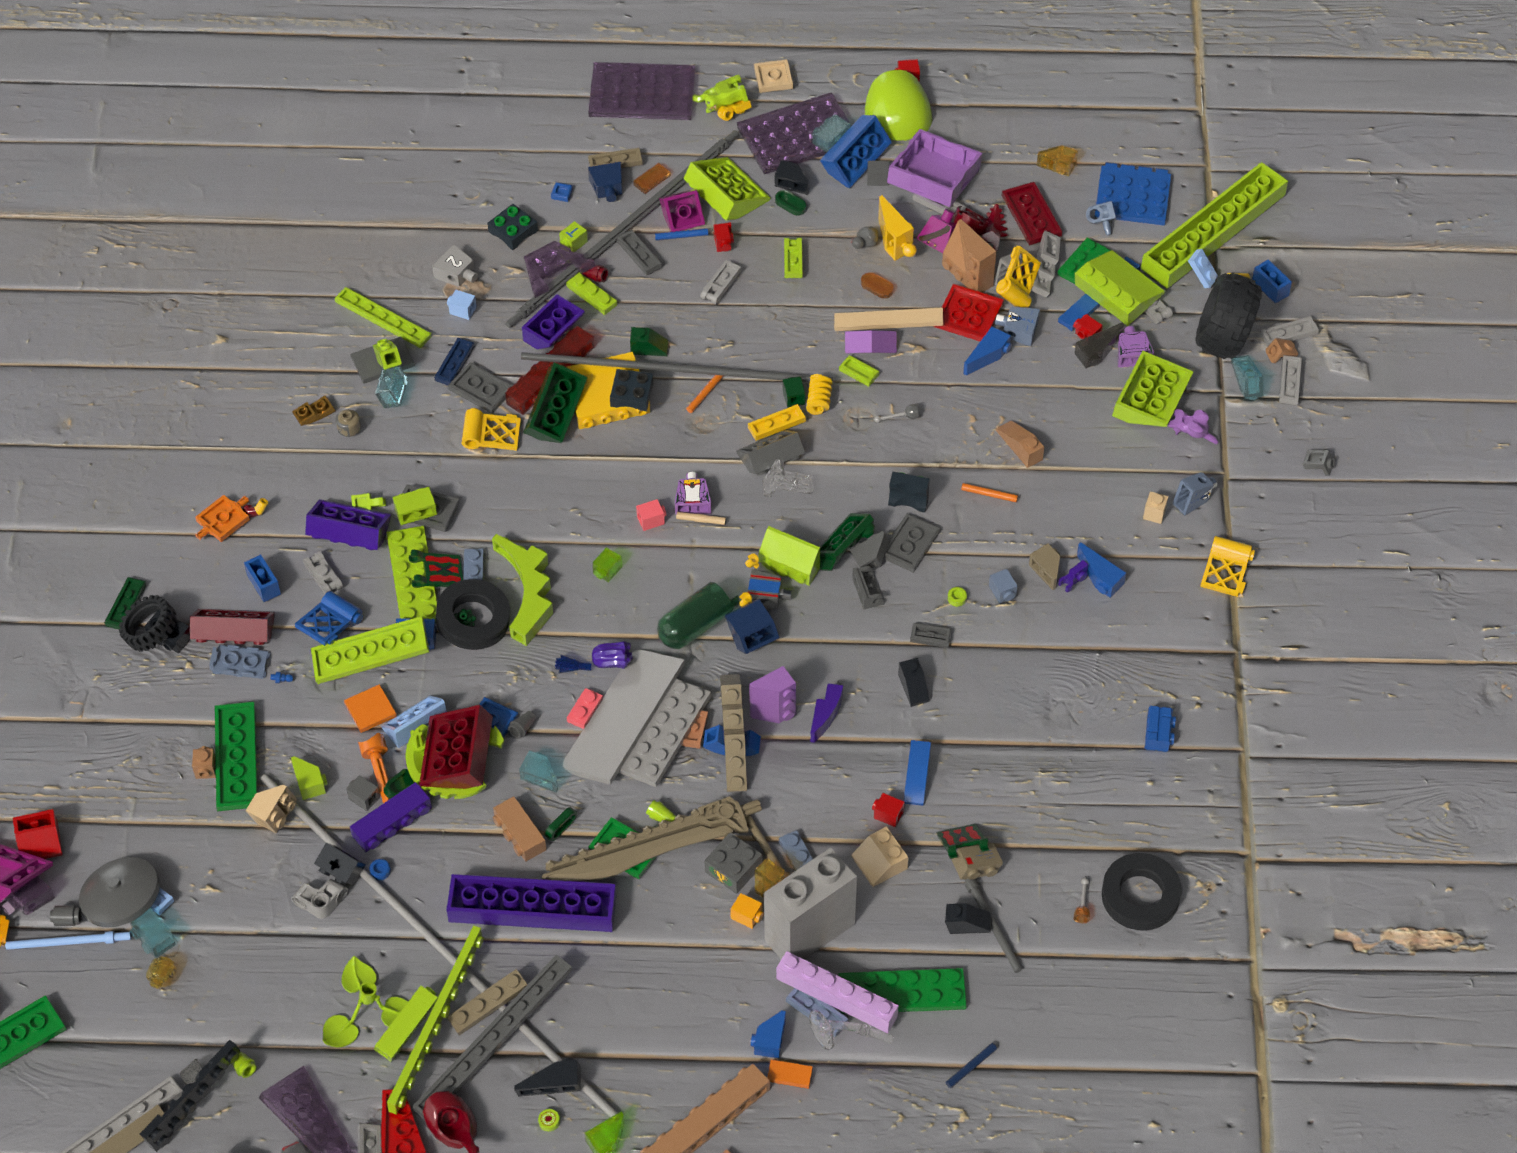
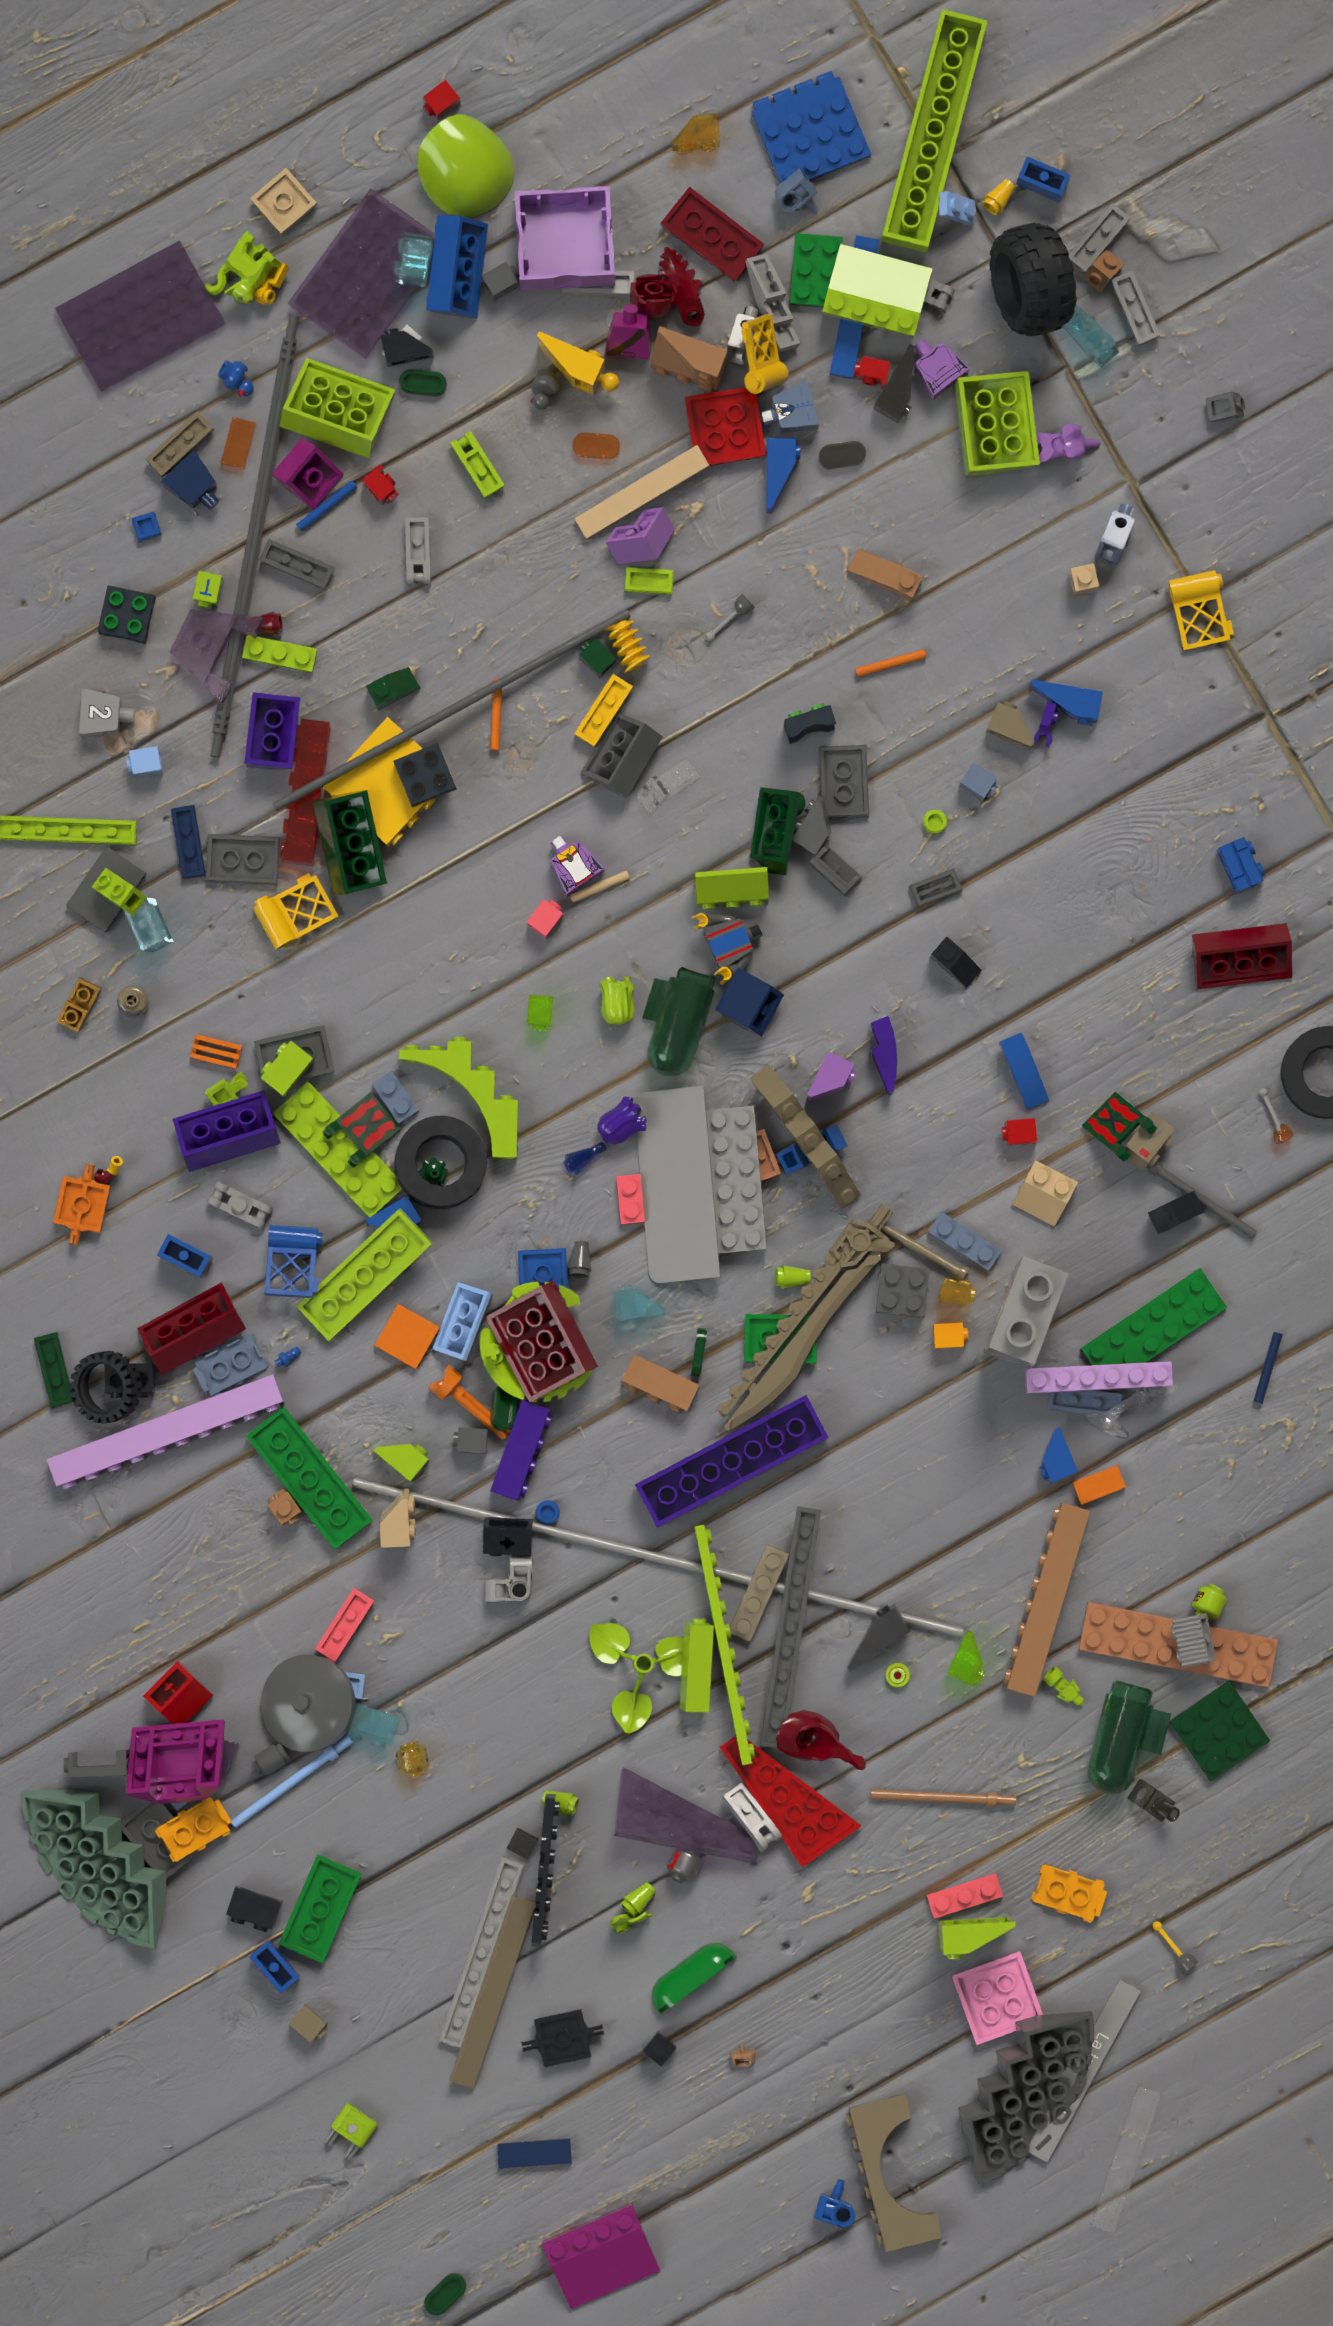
camera: 30 degrees left, 30 degrees up
(165, 674) = (164, 1431): none -> lavender brick
(185, 860) = (344, 1624): none -> coral plate
(369, 472) = (196, 1046): none -> orange tile
(663, 584) = (617, 1000): none -> lime piece
(674, 142) = (232, 377): none -> blue animal
(1036, 365) = (842, 455): none -> clear smoke tile
(1124, 785) = (1242, 956): none -> dark red slope

